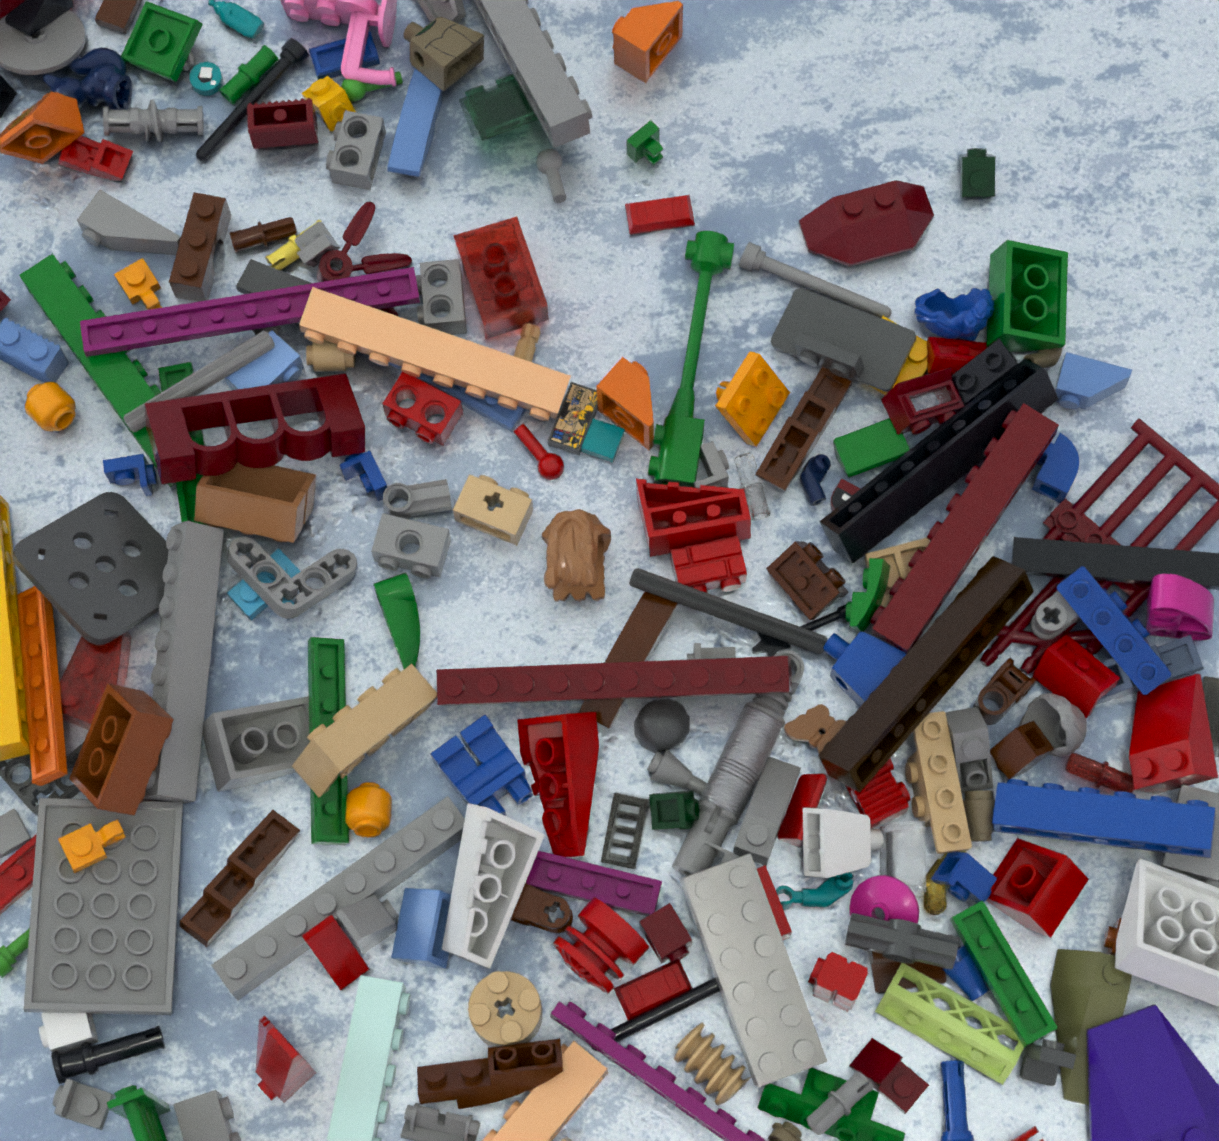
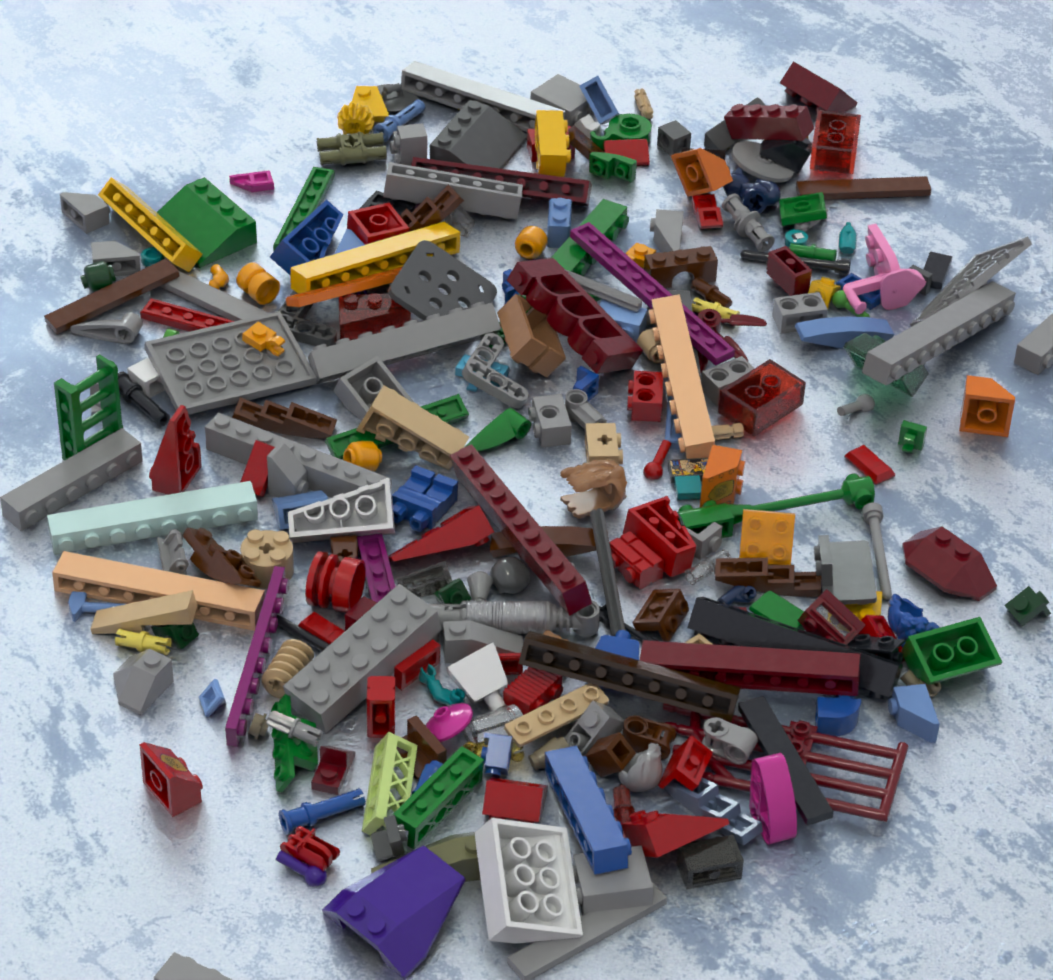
camera: 60 degrees right, 30 degrees down
(121, 749) = (329, 323): dark orange brick -> none
(315, 243) = (716, 302): light grey bracket -> none
(444, 50) = (894, 319): dark tan torso -> none
(865, 604) = (679, 632): green slope -> none
(902, 941) = (427, 721): dark grey piece -> none
(1114, 629) = (732, 768): blue bracket -> none

